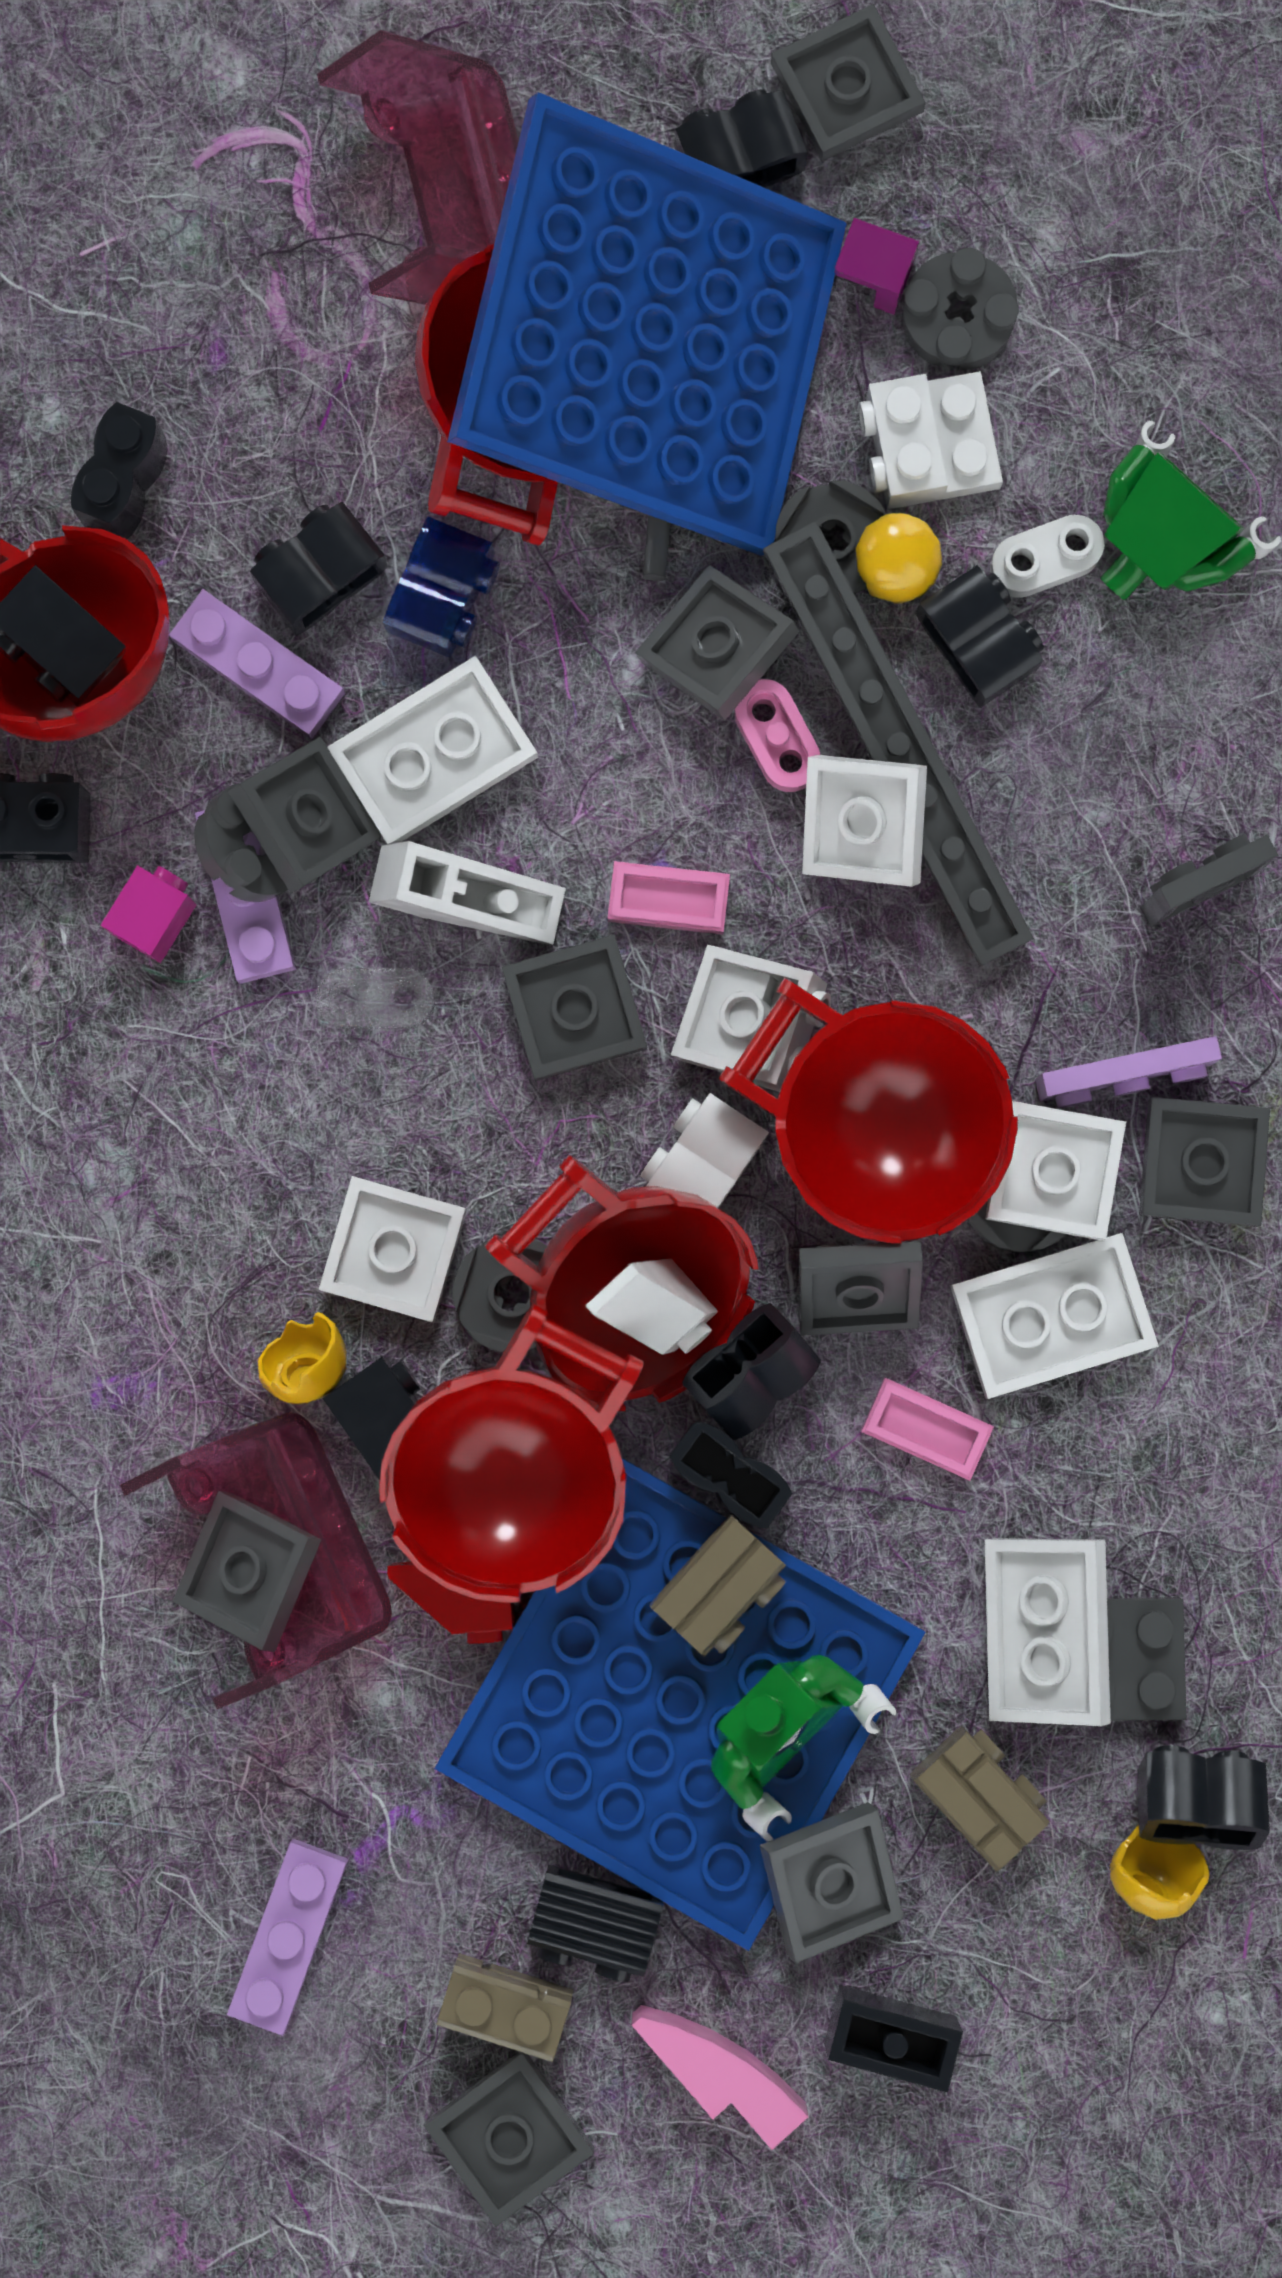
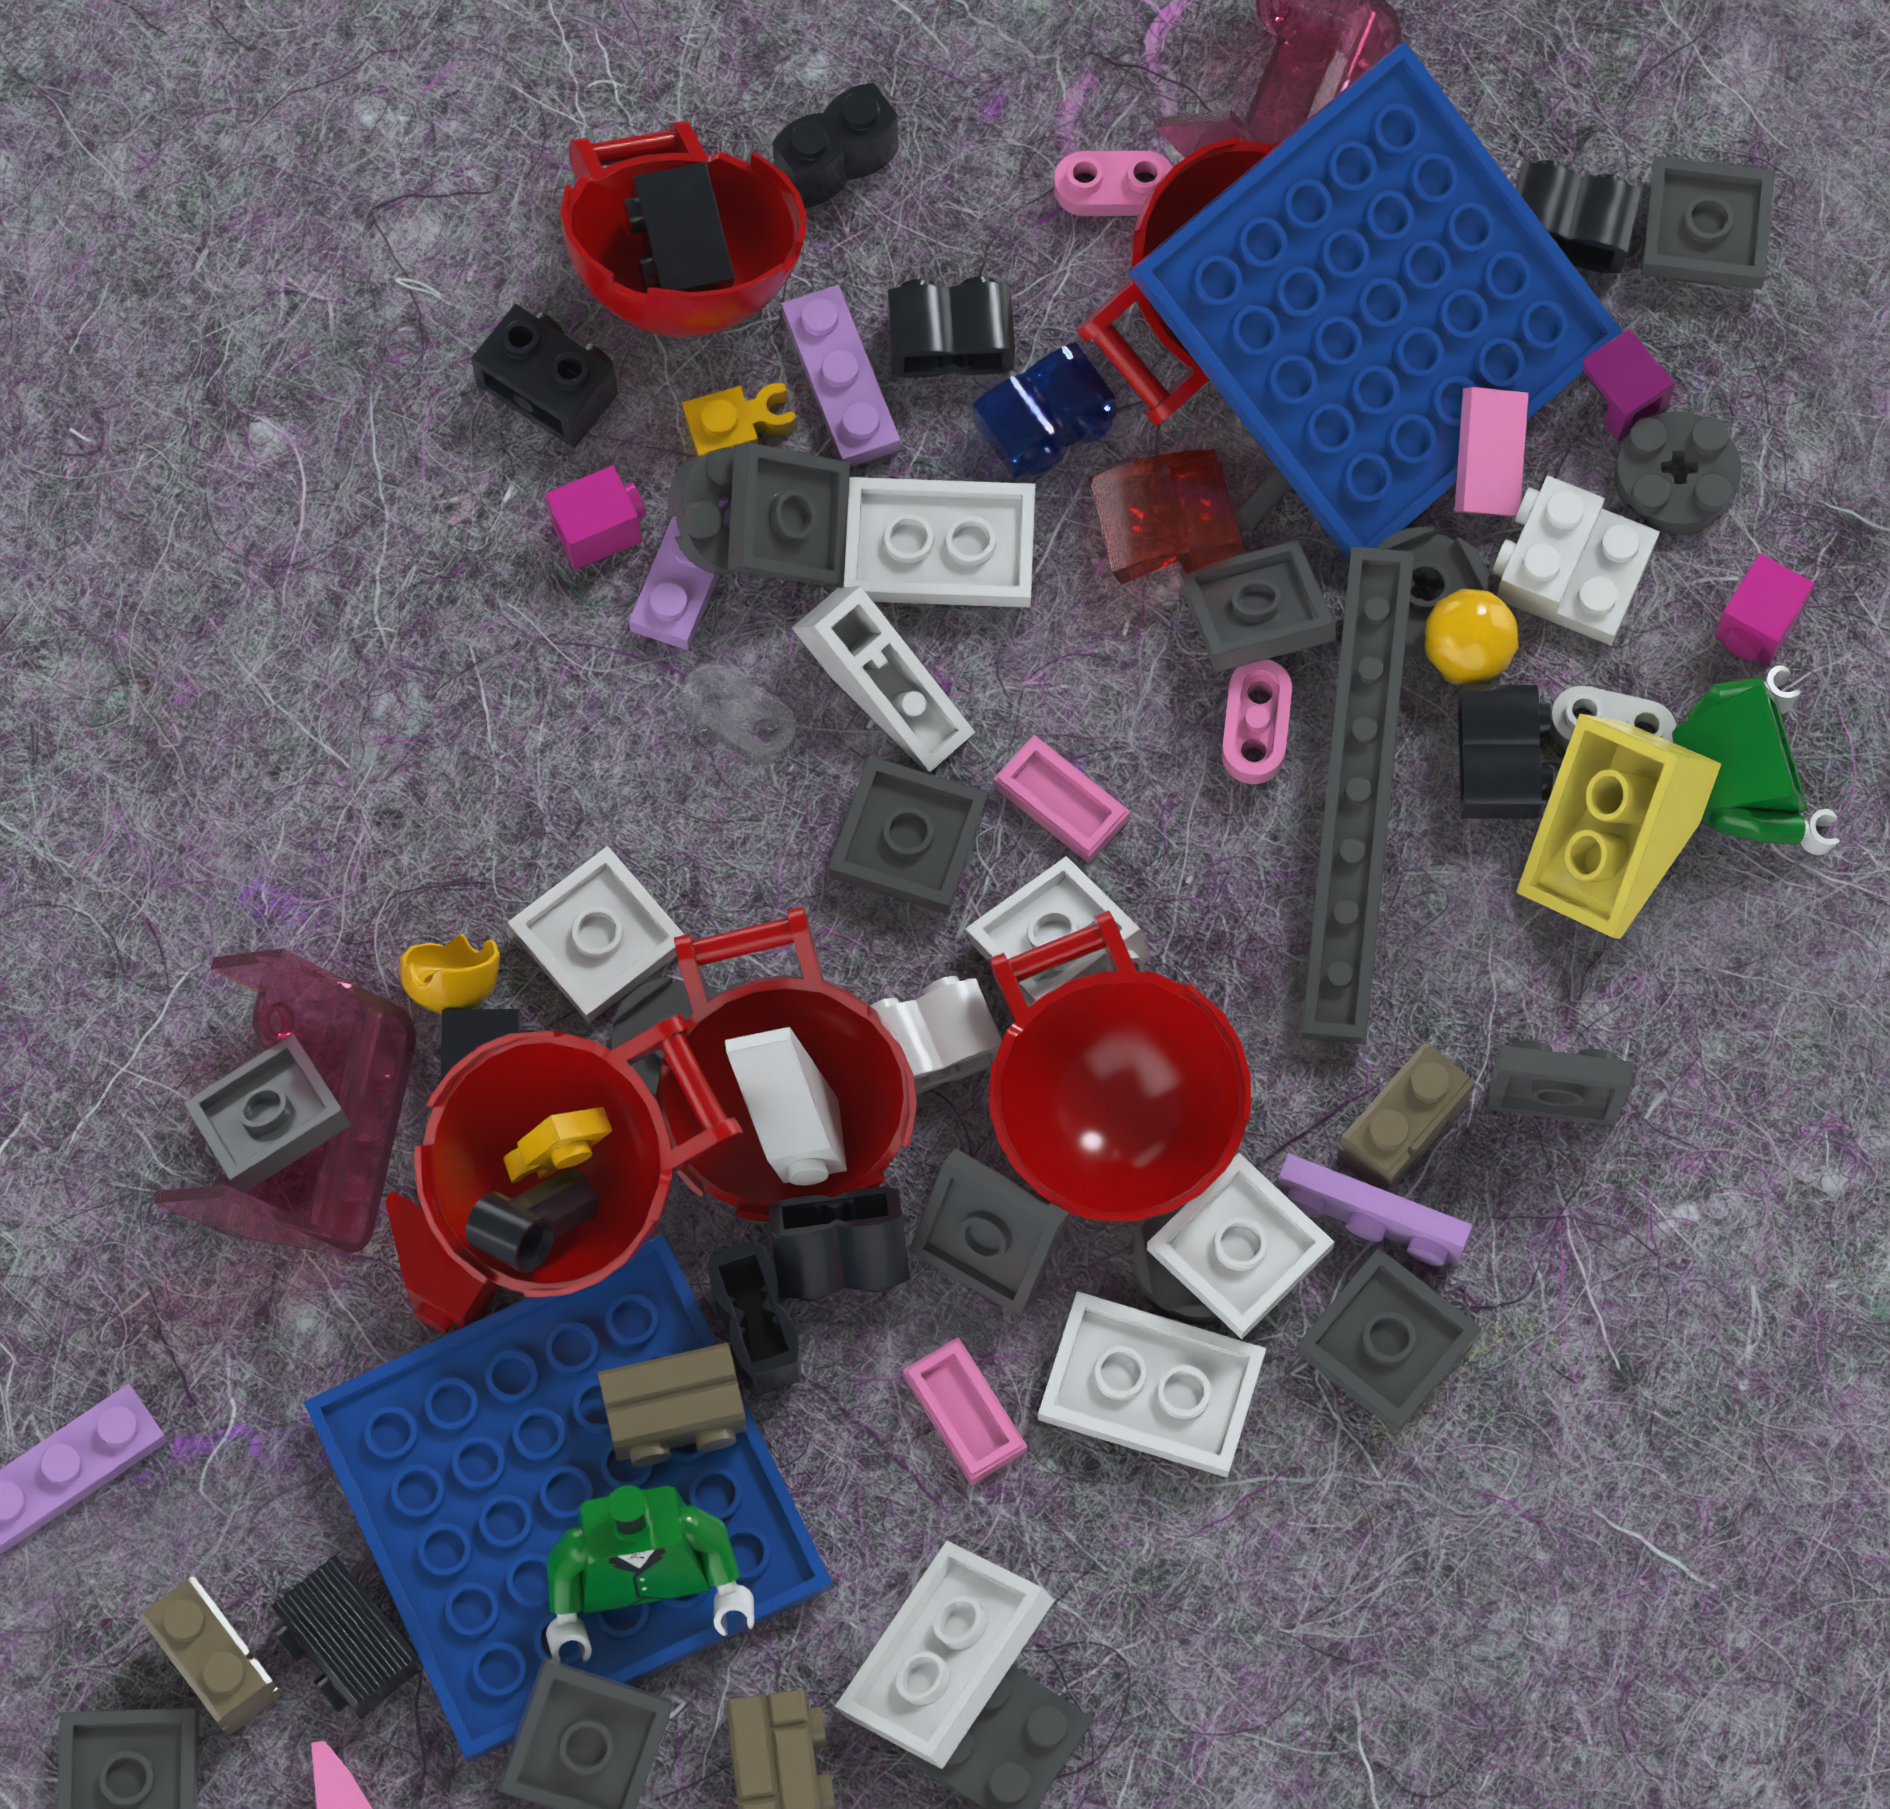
camera: 30 degrees right, 15 degrees down
(195, 764) = (729, 420): none -> yellow plate
(363, 358) = (1114, 188): none -> bright pink plate
(503, 1456) = (557, 1143): none -> yellow plate
(519, 1540) = (525, 1227): none -> black piece
(593, 612) = (1165, 513): none -> clear red slope
(811, 392) = (1491, 452): none -> bright pink tile
(864, 820) = (1281, 834): white plate -> none
(1103, 385) = (1763, 610): none -> dark pink brick
(1106, 982) = (1405, 1118): none -> dark tan brick
(1112, 640) = (1615, 822): none -> light yellow slope

